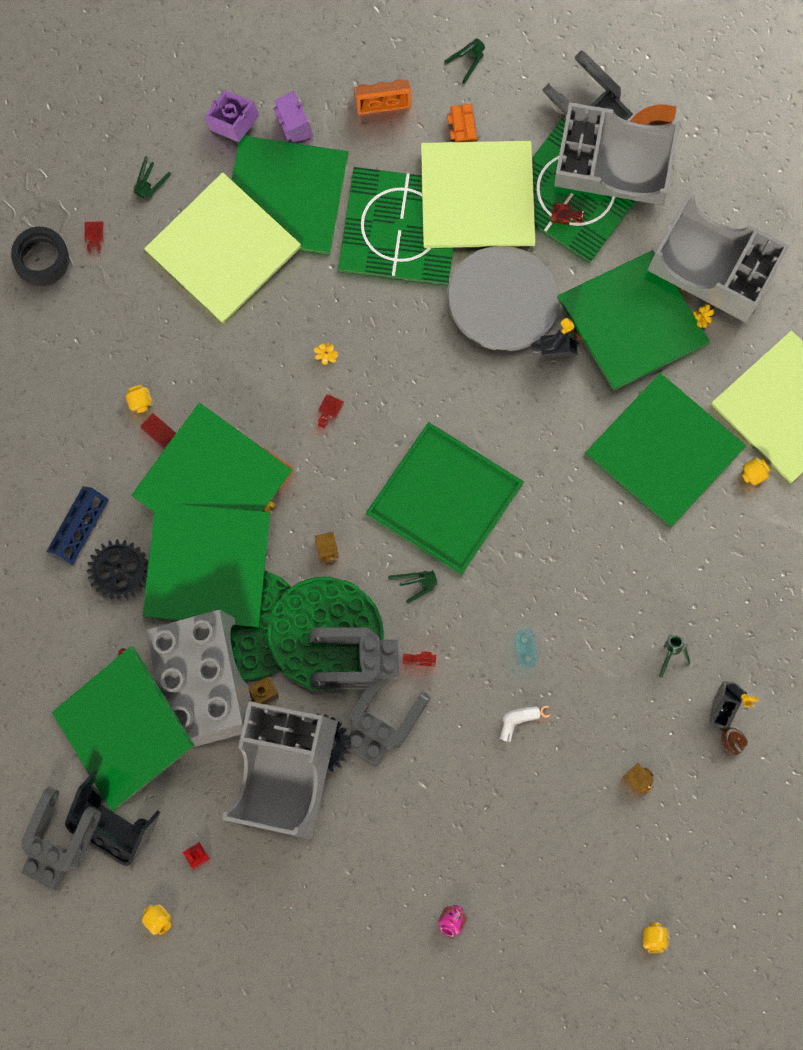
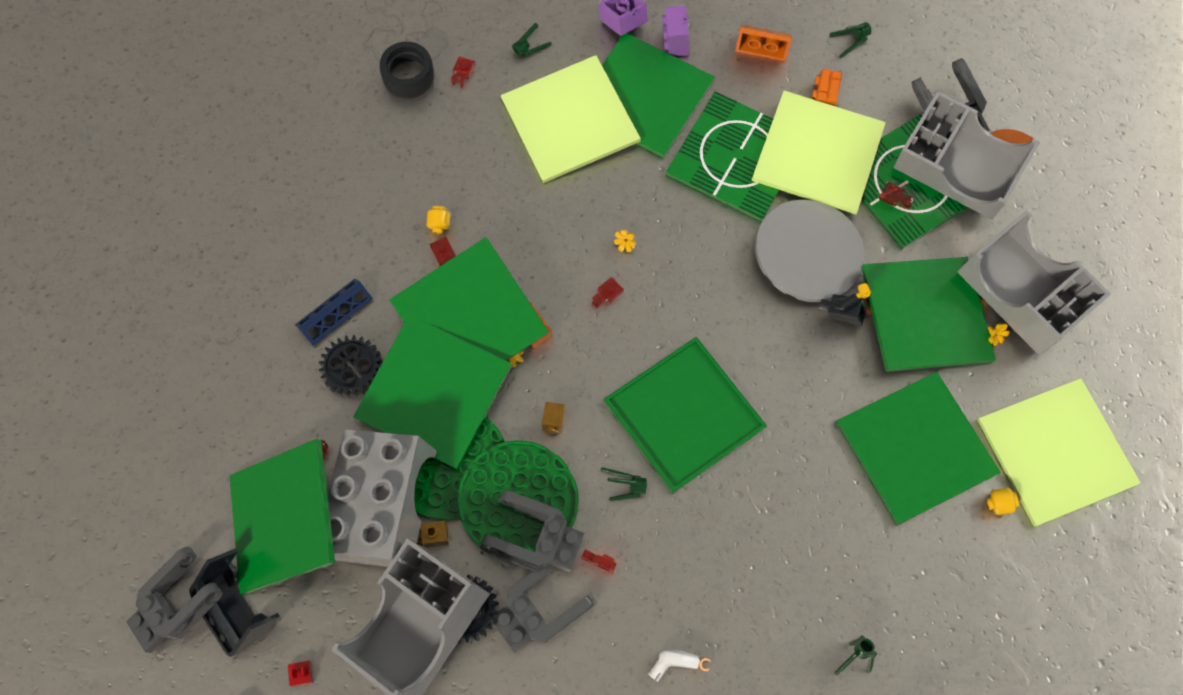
camera: 20 degrees right, 5 degrees down
(526, 649) = (709, 591): clear light blue plate -> none

